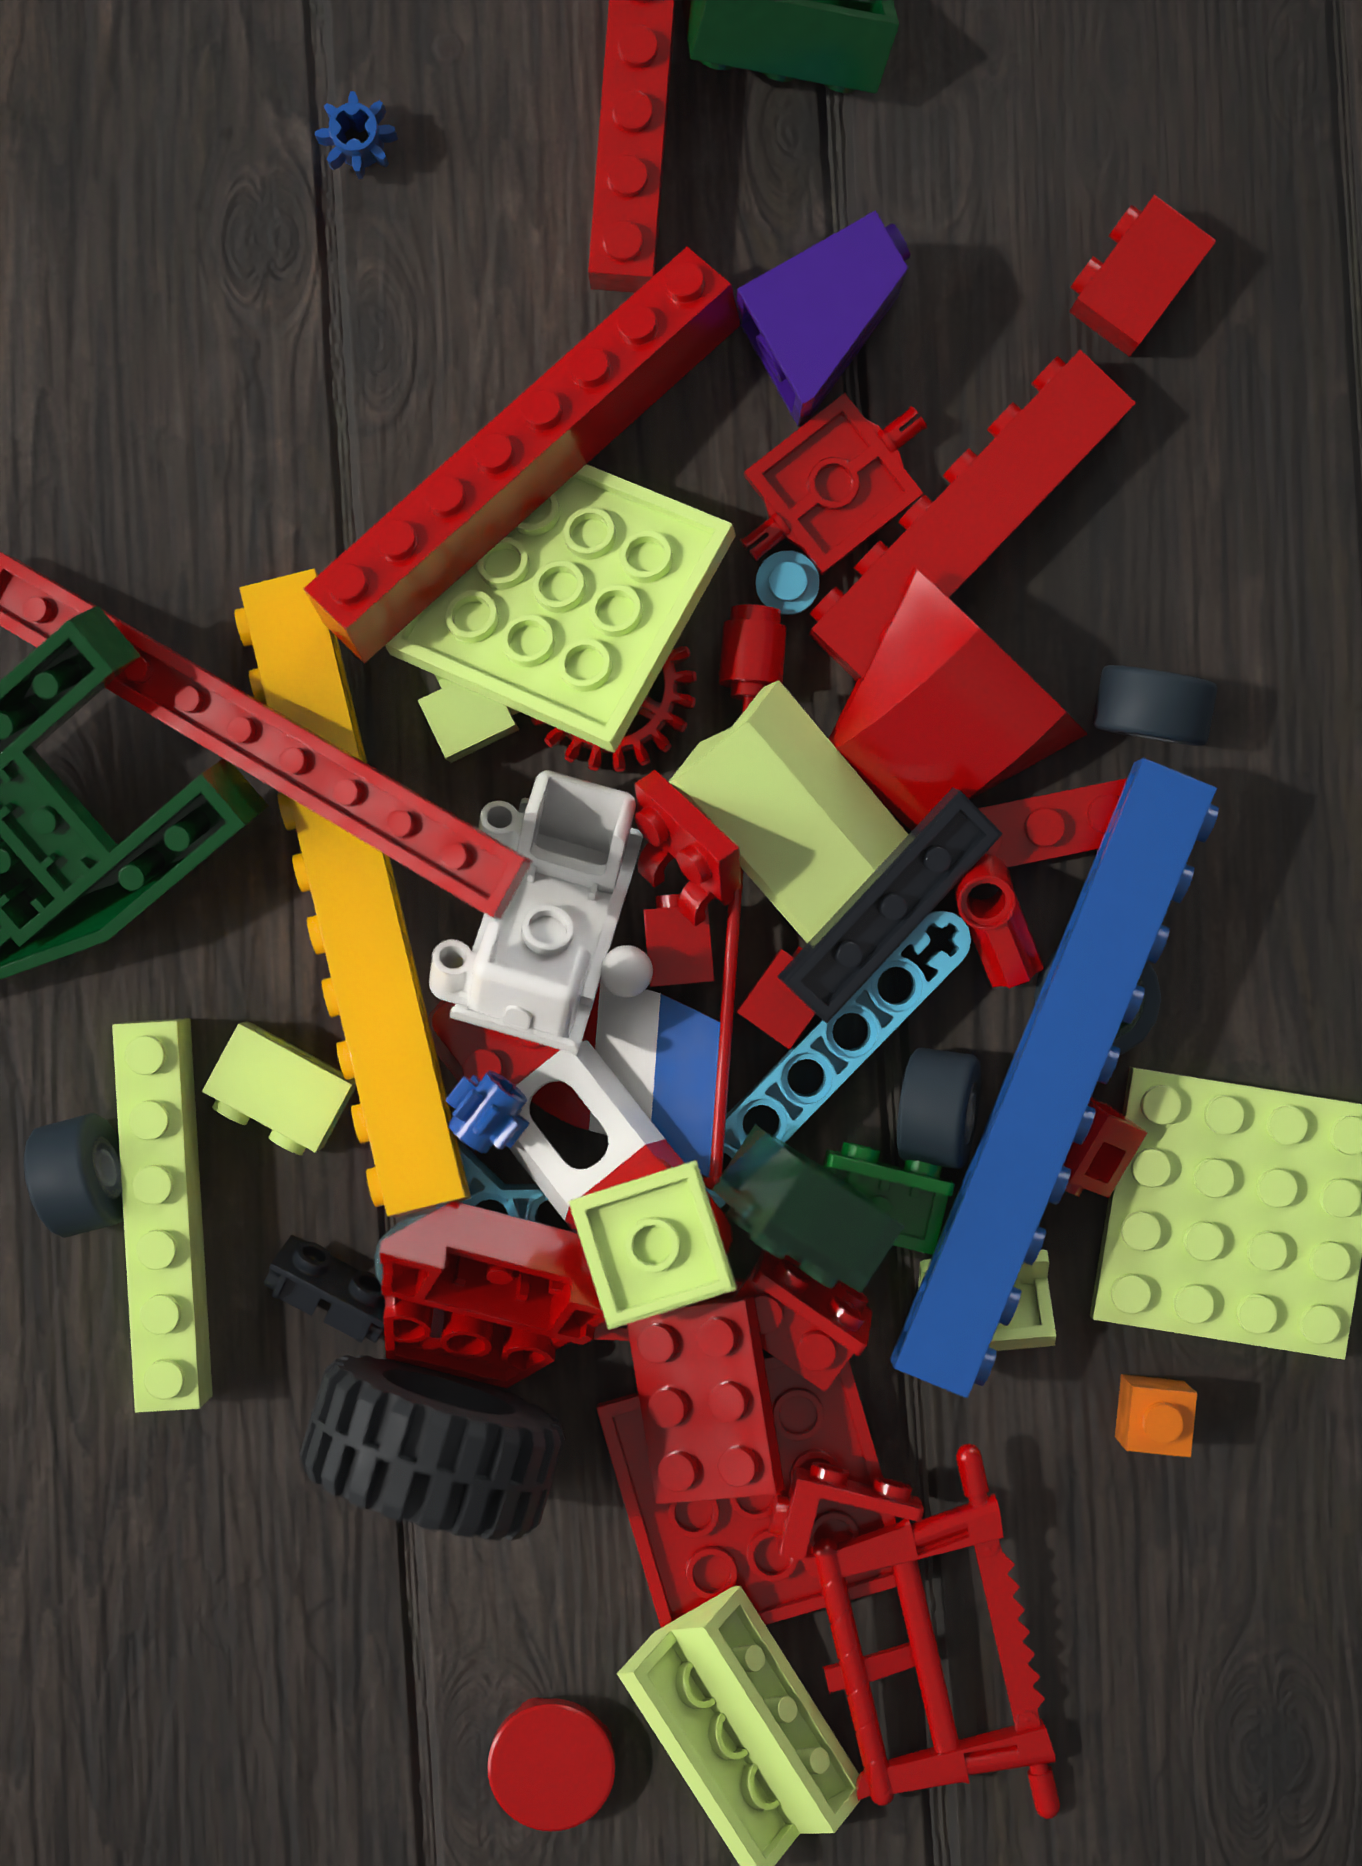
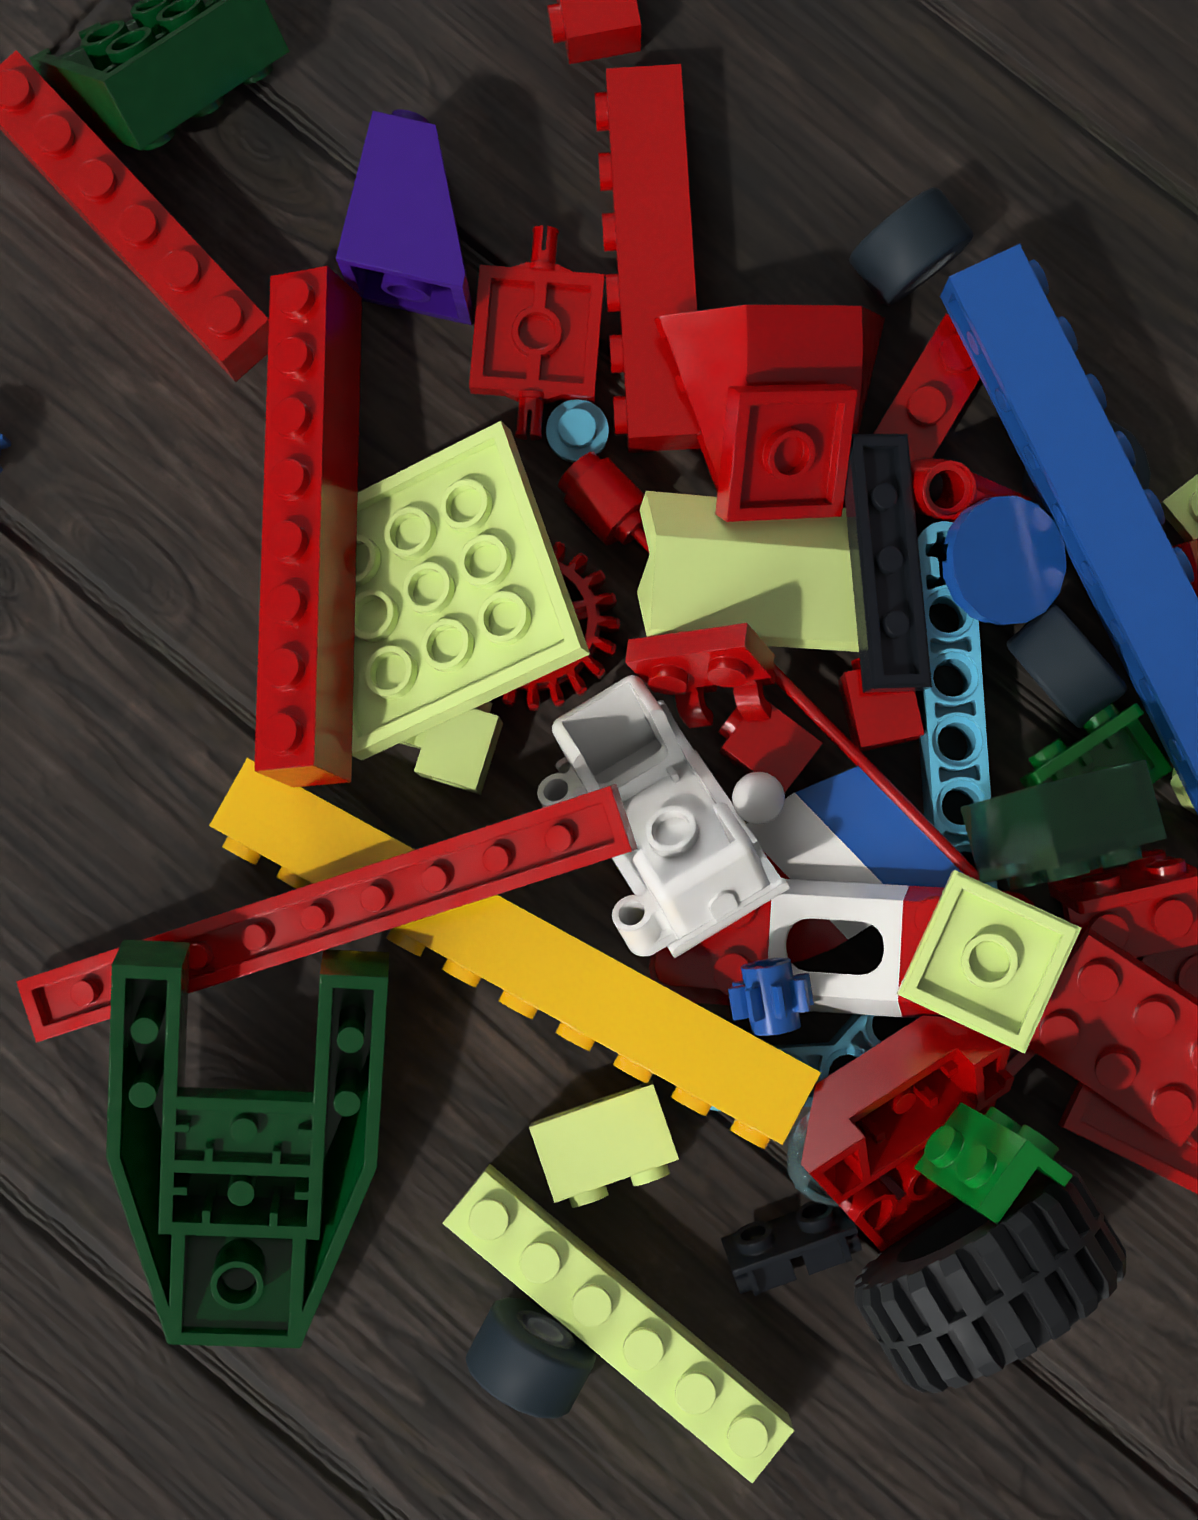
camera: 35 degrees left, 5 degrees down
(508, 1369) = (987, 1159): none -> green bracket
(901, 757) = (785, 451): none -> red plate
(972, 991) = (1004, 560): none -> blue tile

